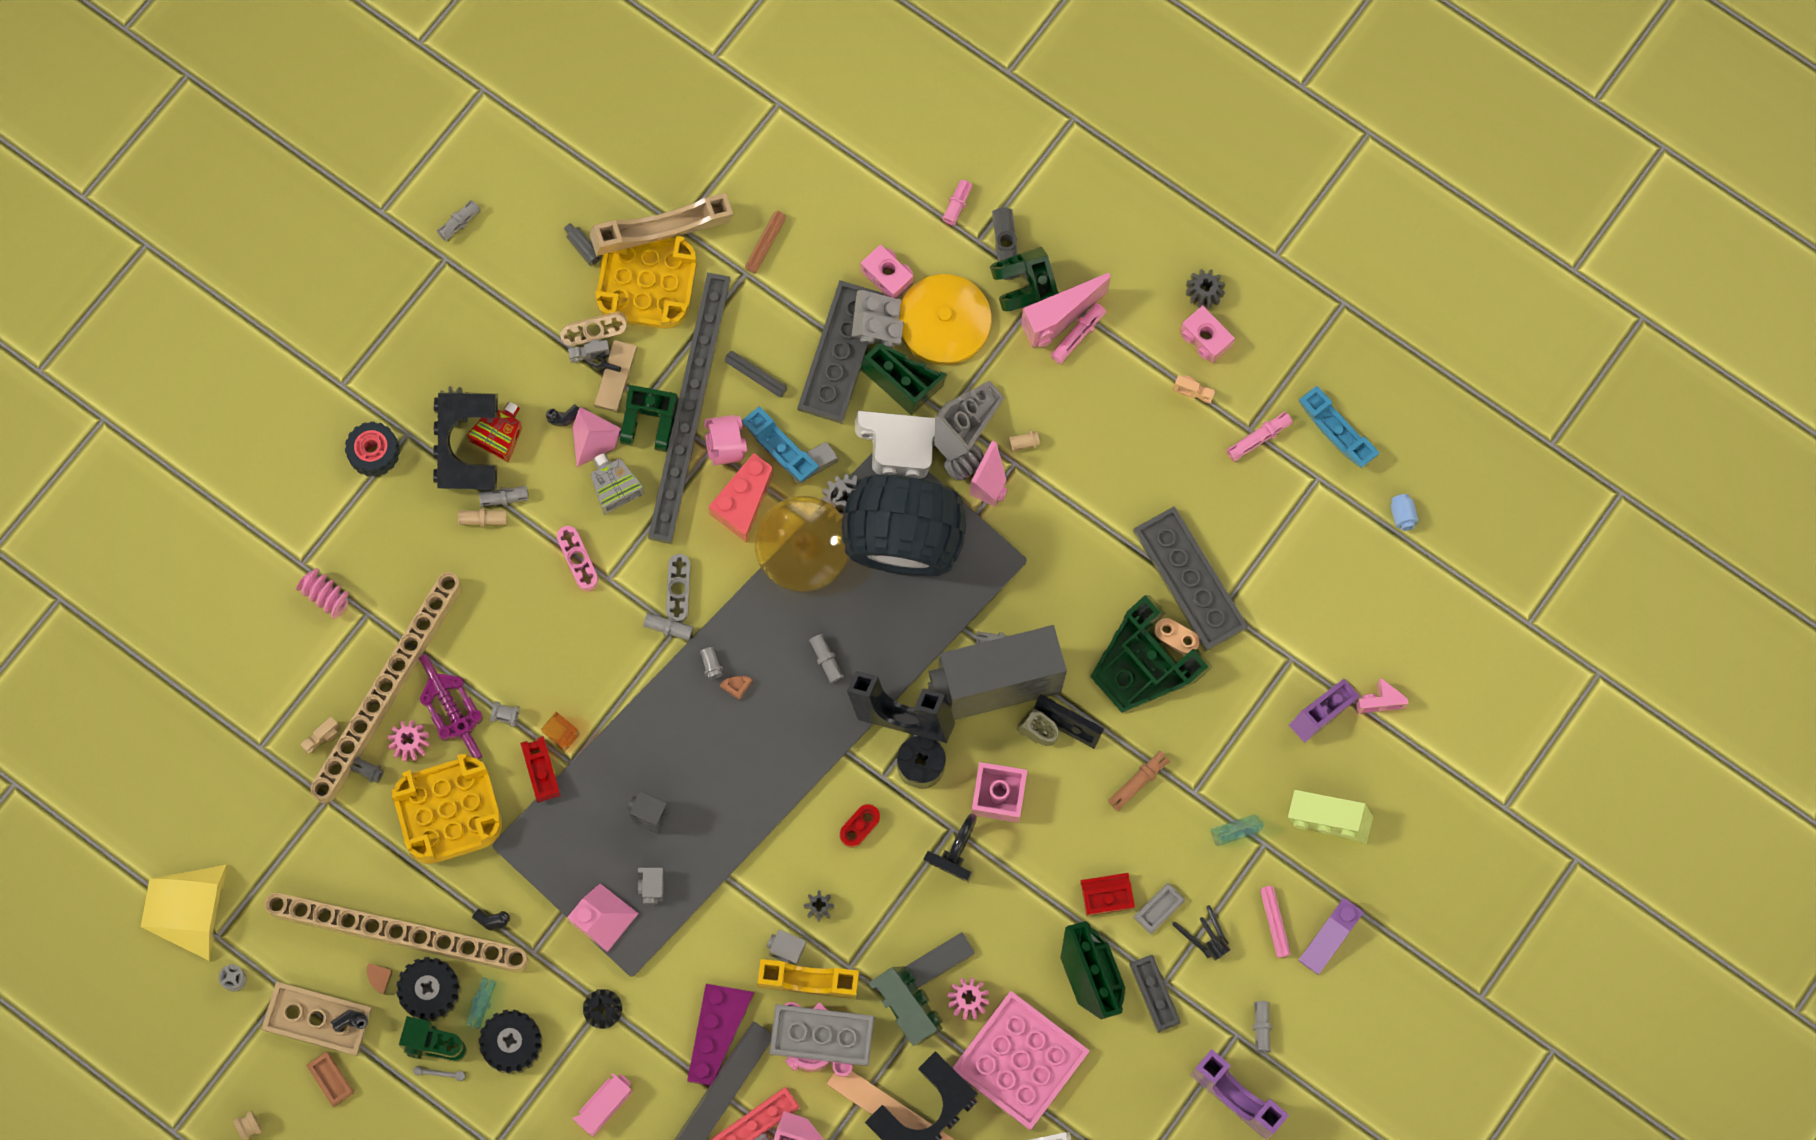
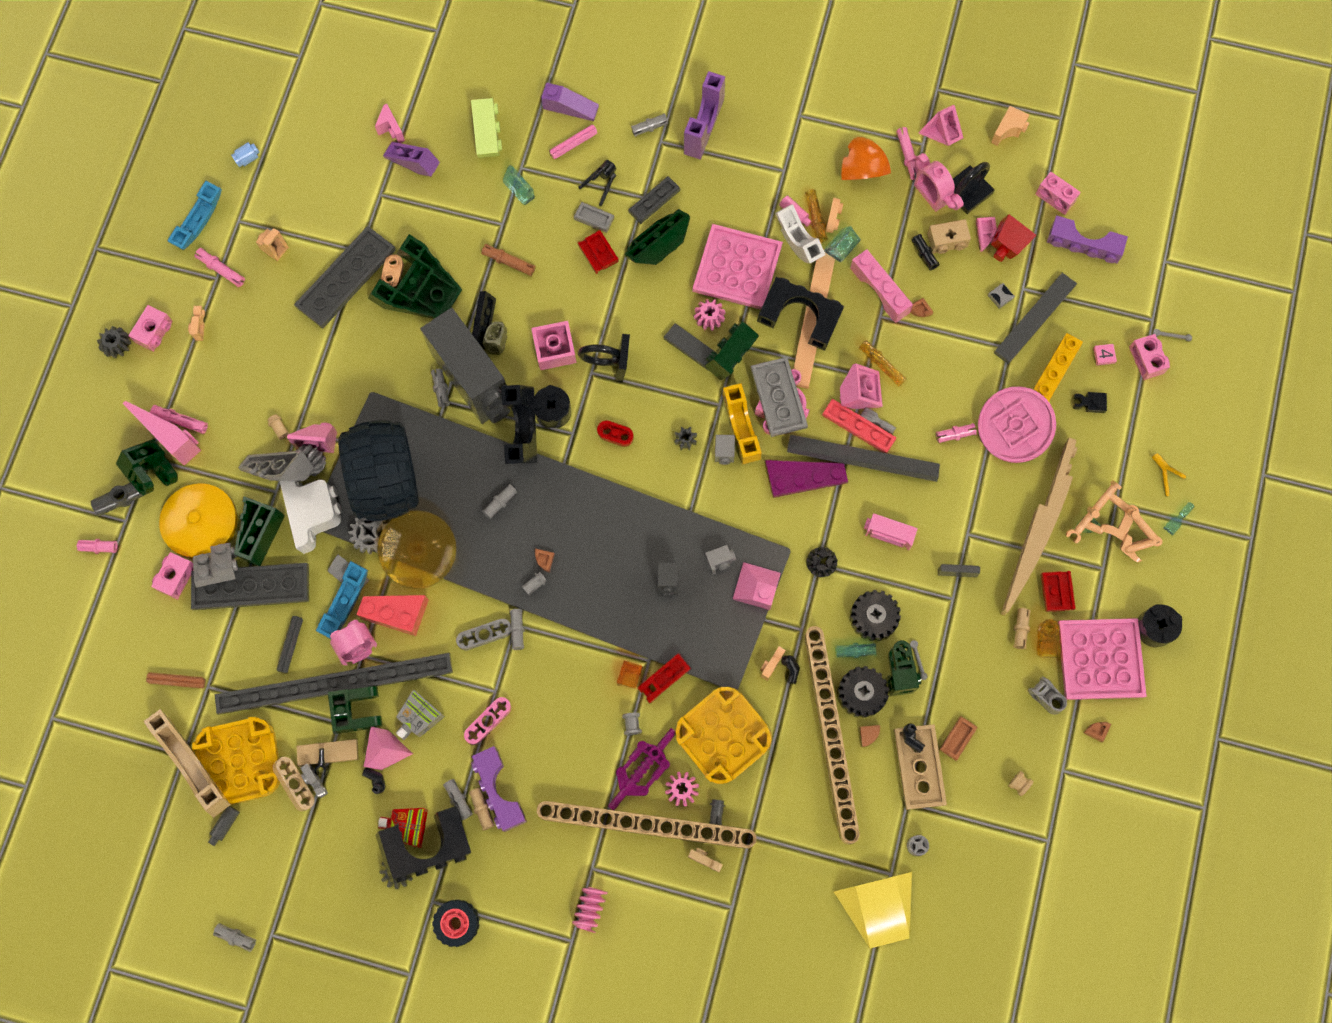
camera: 105 degrees left, 0 degrees up
(465, 542) = (489, 765): none -> medium lavender arch
(503, 893) = (768, 667): none -> light nougat plate
(1266, 505) = (272, 243): none -> light nougat arch

